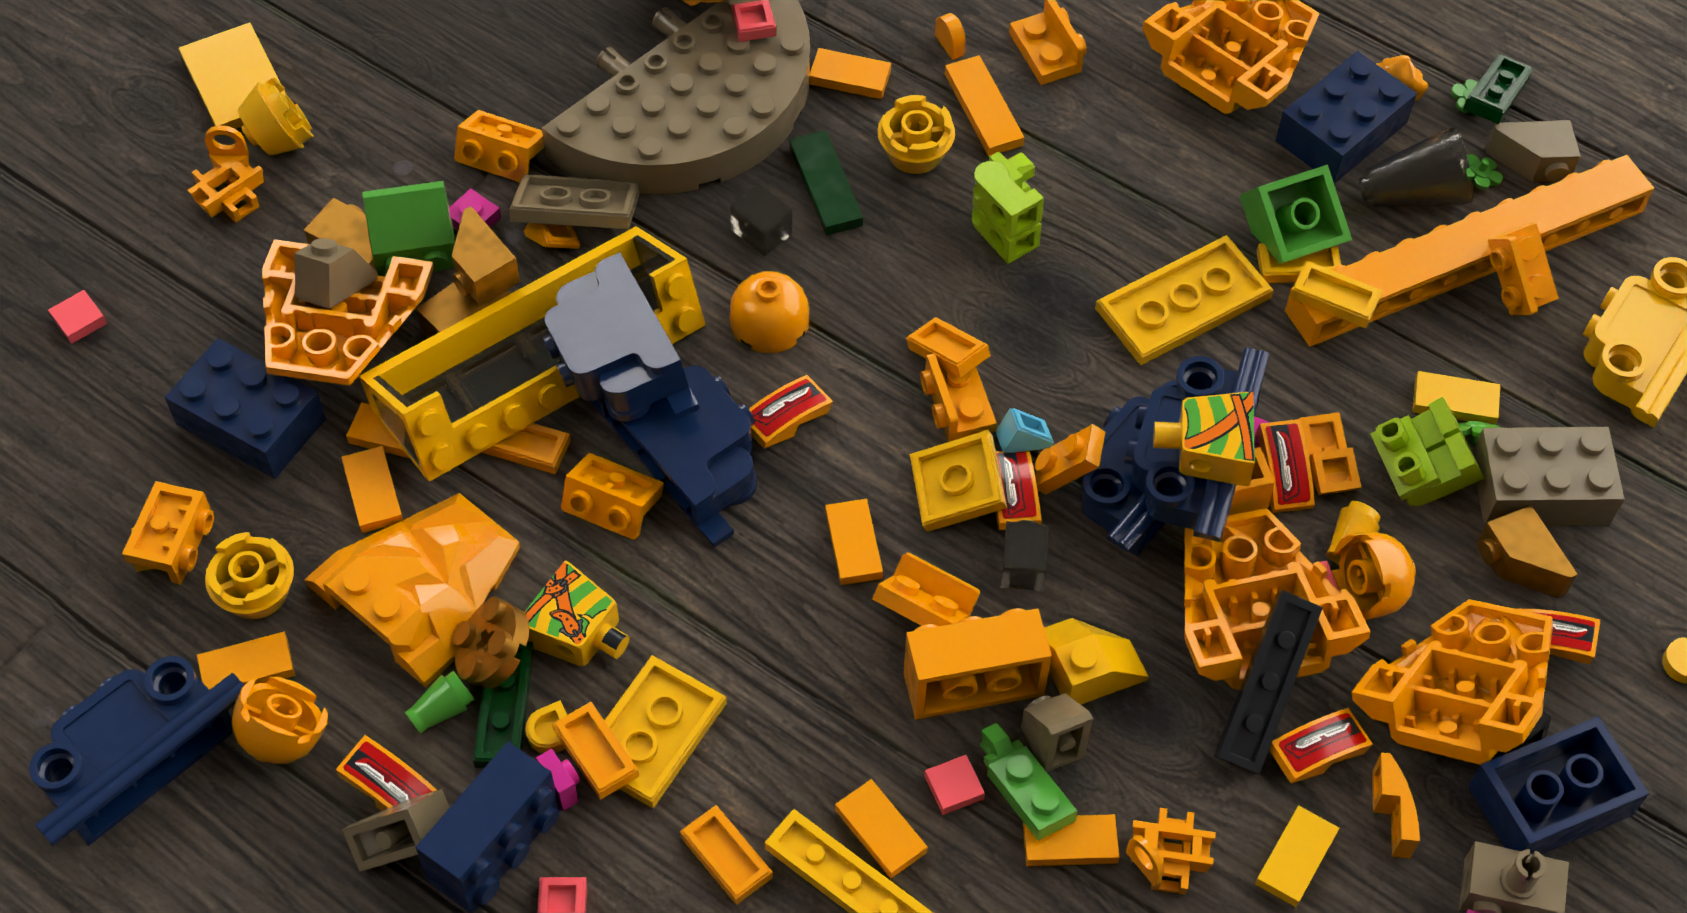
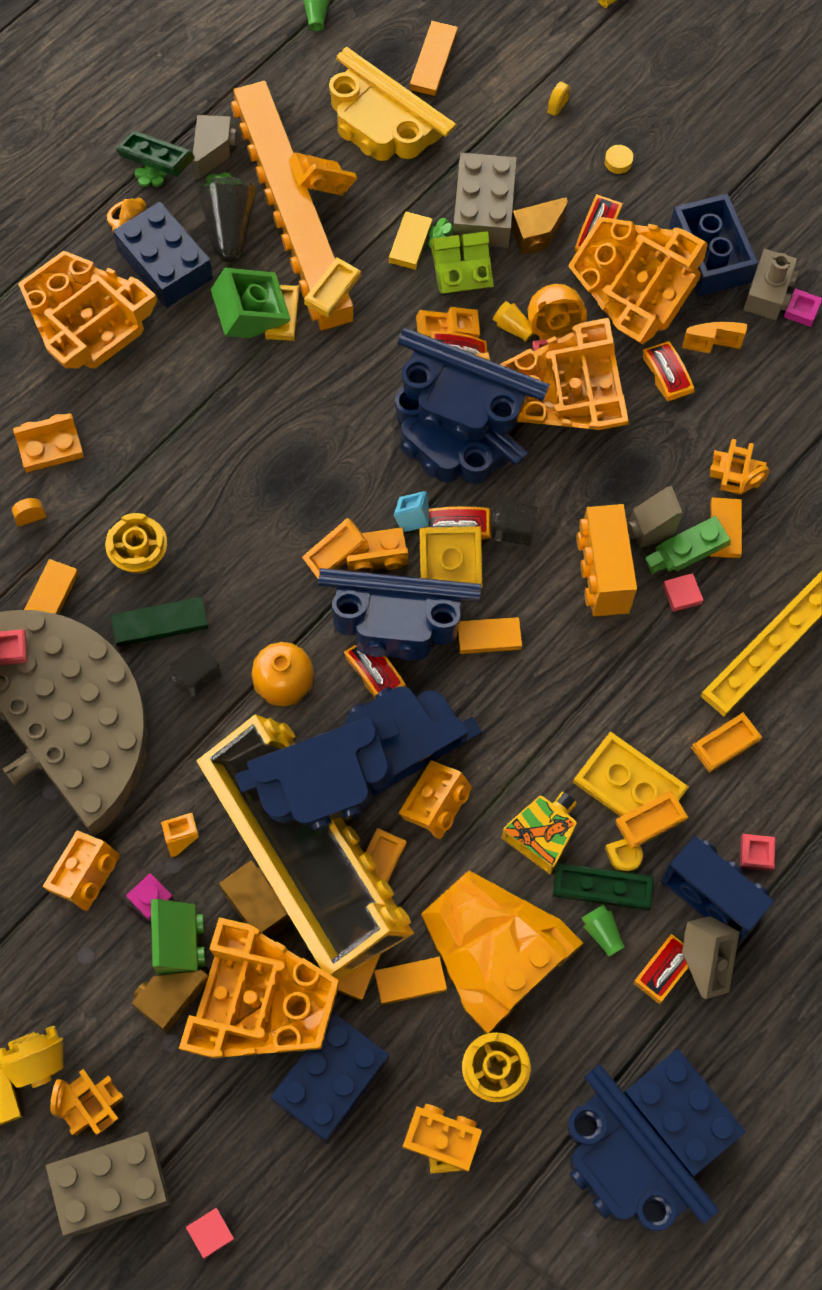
camera: 85 degrees left, 10 degrees up
(132, 210) = (107, 1185): none -> dark tan brick
(187, 806) = (684, 1112): none -> dark blue brick
(248, 661) = (559, 1077): light orange tile -> none
(277, 720) = (622, 1042): light orange cylinder -> none
(330, 273) = (227, 998): dark tan slope -> none
(481, 260) = (225, 877): pearl gold slope -> none
(489, 643) = (565, 905): pearl gold plate -> none
(563, 776) = (670, 846): dark pink plate -> none
(574, 201) = (158, 810): dark tan tile -> none
(861, 417) = (395, 612): none -> dark blue brick
(881, 828) = (712, 642): light orange tile -> none
(926, 593) = (546, 589): light orange bracket -> none
(984, 105) = (101, 498): light orange tile -> none
(1006, 207) = (216, 494): lime hips -> none
(1069, 459) = (448, 478): light orange plate -> none
(1091, 661) = (592, 488): yellow slope -> none
(1183, 300) = (305, 391): yellow tile -> none
(1213, 437) = (481, 368): torso -> none
(1268, 682) = (635, 387): black plate -> none
(1297, 856) = (741, 399): yellow tile -> none

